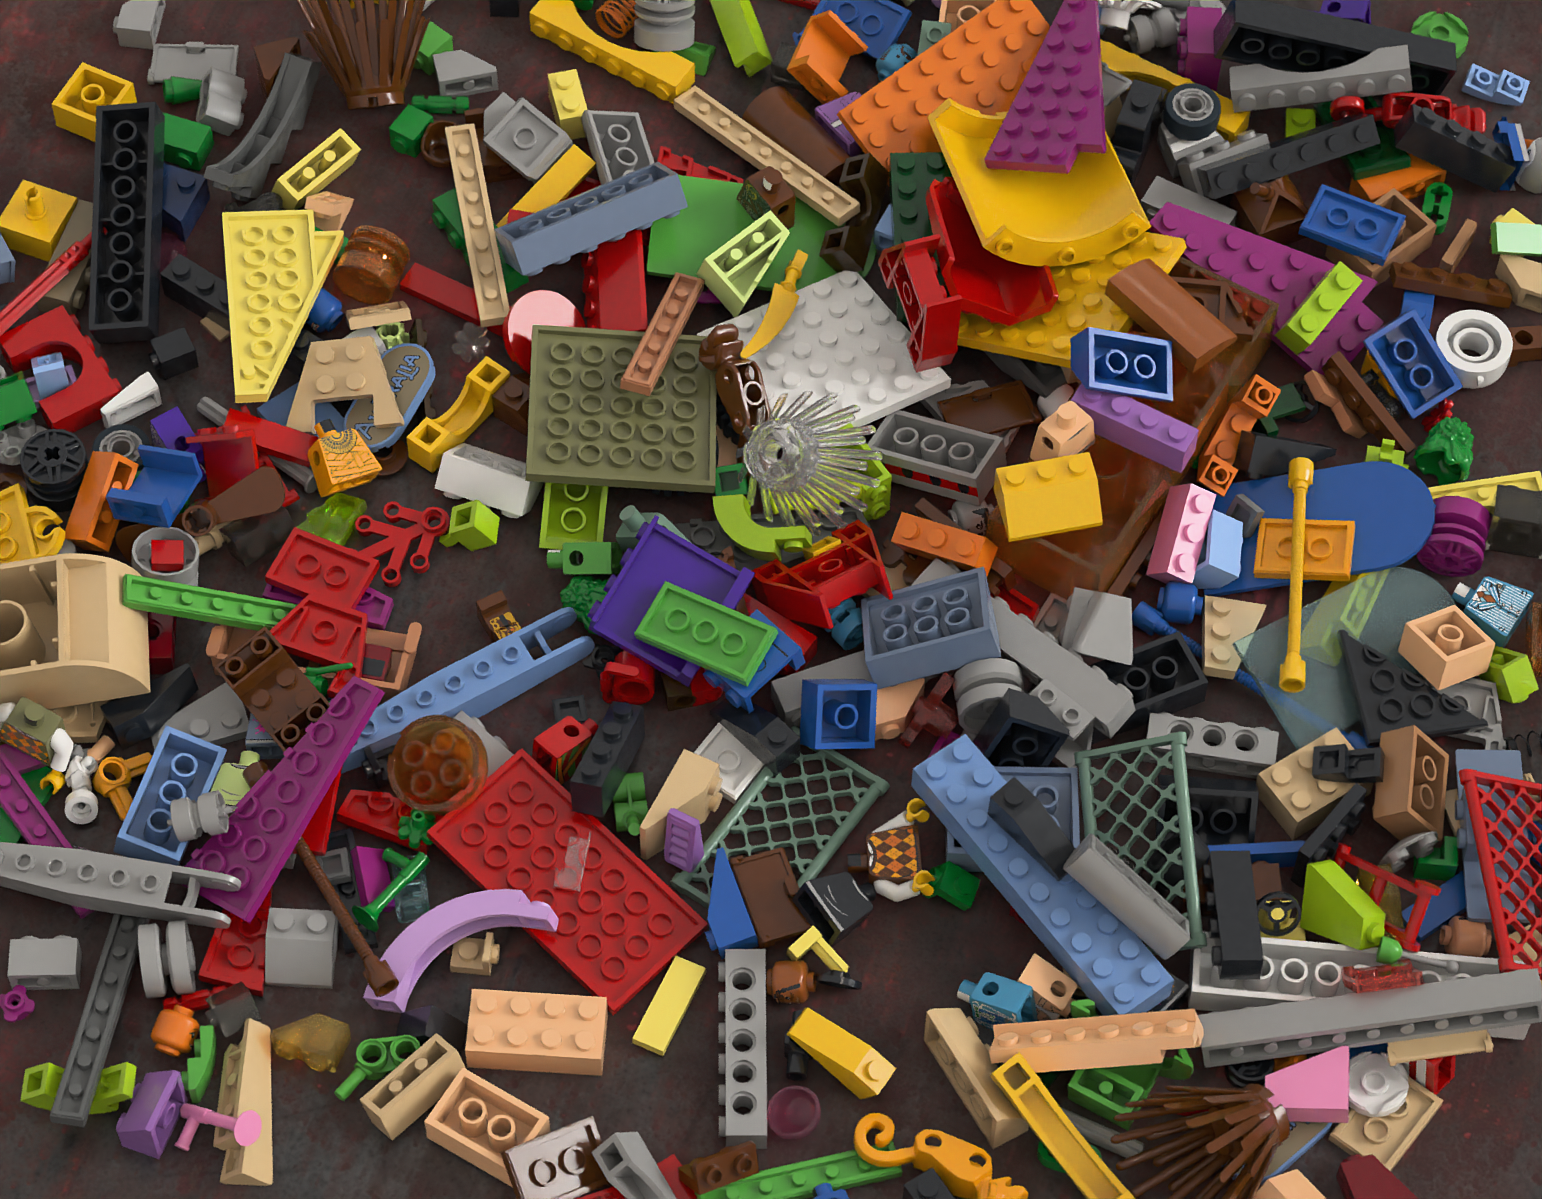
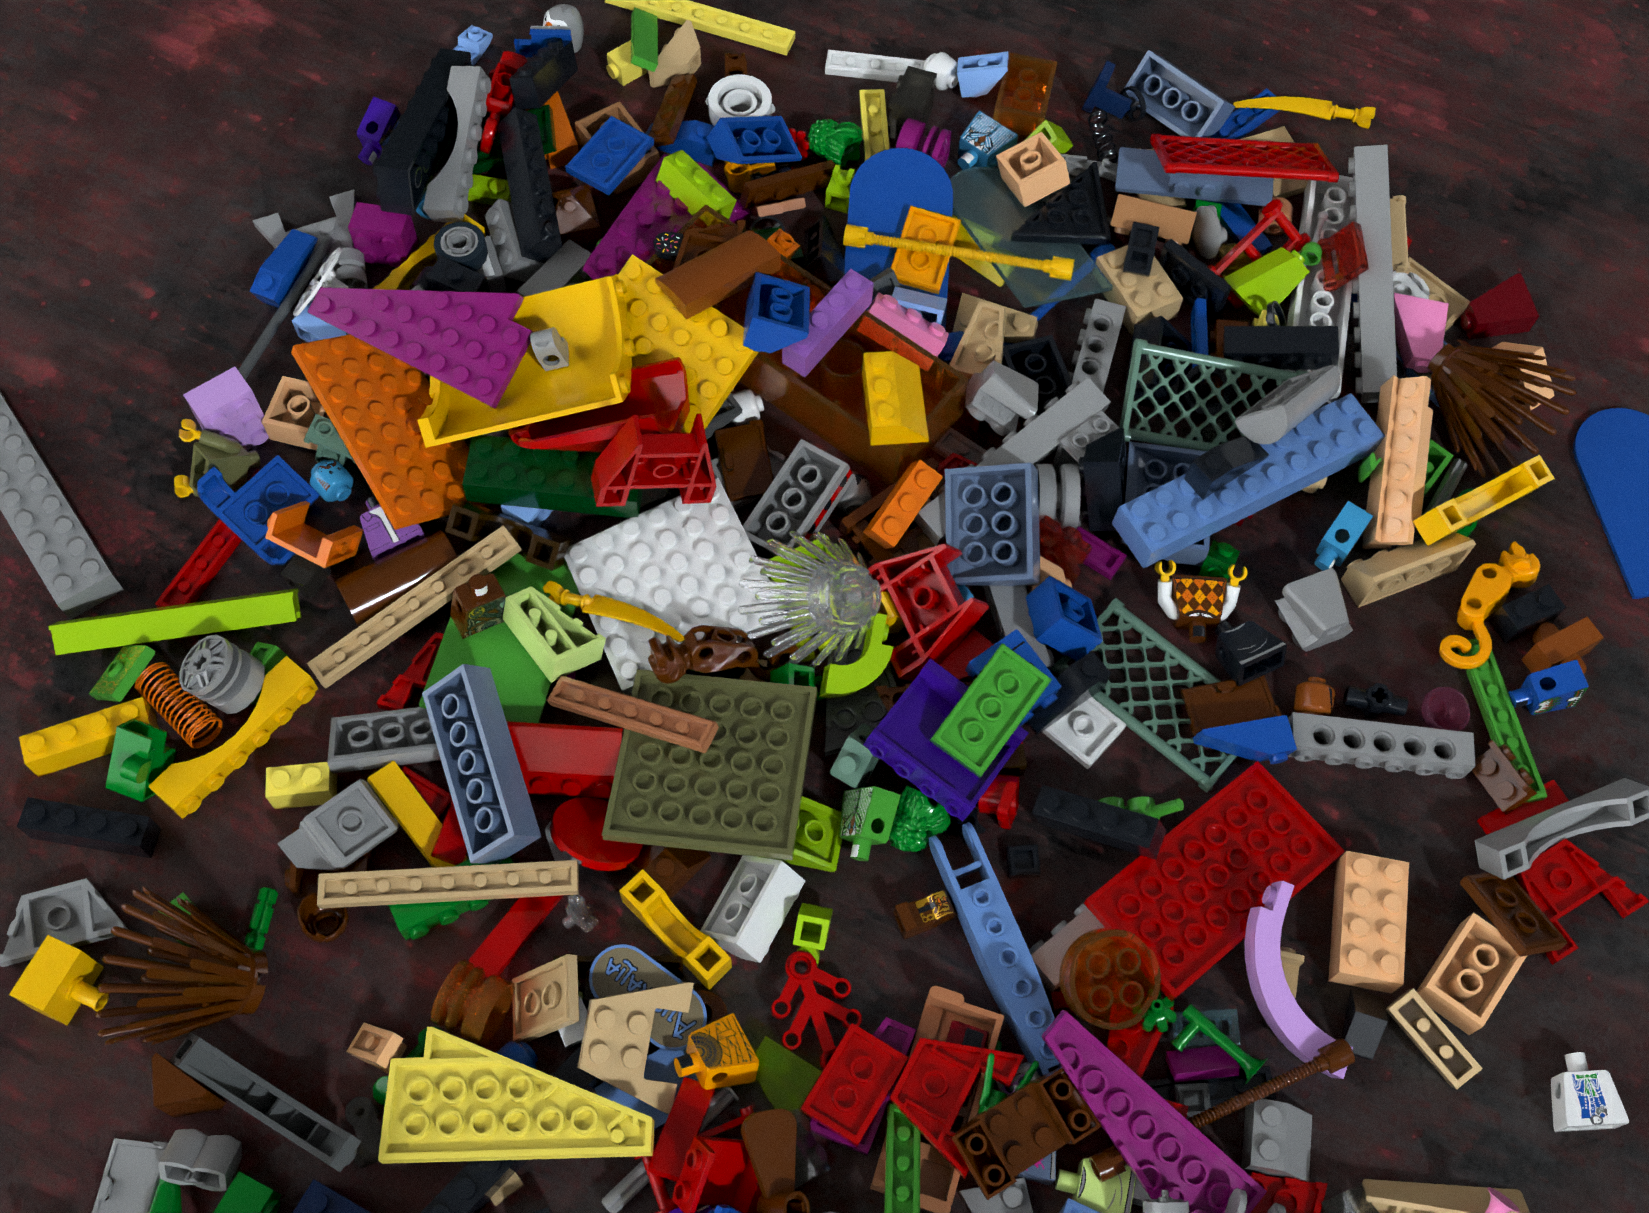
camera: 85 degrees left, 5 degrees up
(314, 1039) = (1378, 1134): clear yellow slope -> none
(316, 170) = (328, 1055): light yellow brick -> none
(387, 1049) = (1390, 1061): bright green beam -> none
(408, 130) = (294, 950): green brick -> none
(463, 74) = (229, 890): light grey slope -> none
(563, 747) = (1075, 865): red torso -> none
(575, 855) = (1196, 864): clear piece -> none
(669, 1005) = (1333, 806): light yellow tile -> none
(683, 841) = (1187, 767): medium lavender slope -> none
(690, 788) = (1142, 765): tan slope -> none
(838, 968) = (1300, 671): light yellow piece -> none
(842, 1054) = (1396, 661): yellow slope -> none
(902, 979) = (1314, 610): none -> light grey piece
(1050, 989) = (1334, 494): light nougat torso -> none
(1056, 191) = (547, 343): none -> light grey leg
(1063, 433) = (837, 375): light nougat torso -> none
(1177, 610) = (981, 340): none -> tan wing
(1209, 269) = (668, 245): none -> black tile
(1440, 209) = (583, 108): green beam -> none
(1443, 27) = (402, 76): bright green tile -> none
(1459, 246) = (633, 102): medium nougat tile -> none

